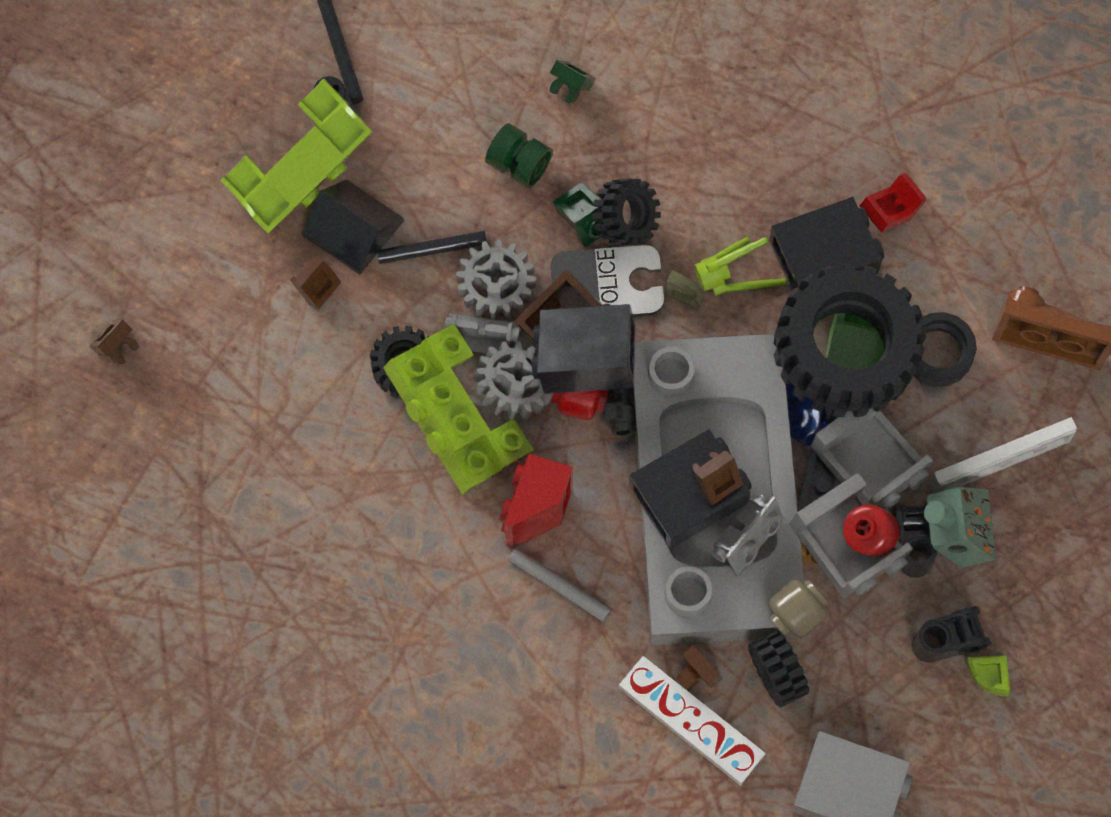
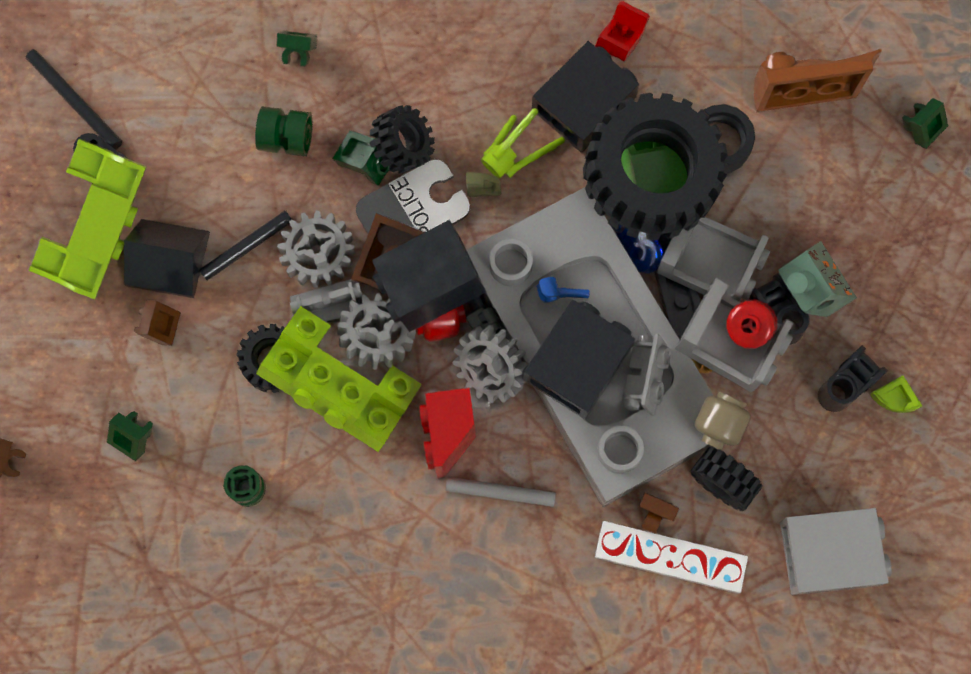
camera: 25 degrees left, 5 degrees up
(238, 372) = (128, 436): none -> dark green tile
(325, 475) = (250, 490): none -> dark green wheel
(606, 458) = (490, 363): none -> light grey gear
(694, 416) = (549, 291): none -> blue hand
(718, 476) = (604, 338): reddish brown tile -> none
(1003, 456) = (818, 207): white tile -> none

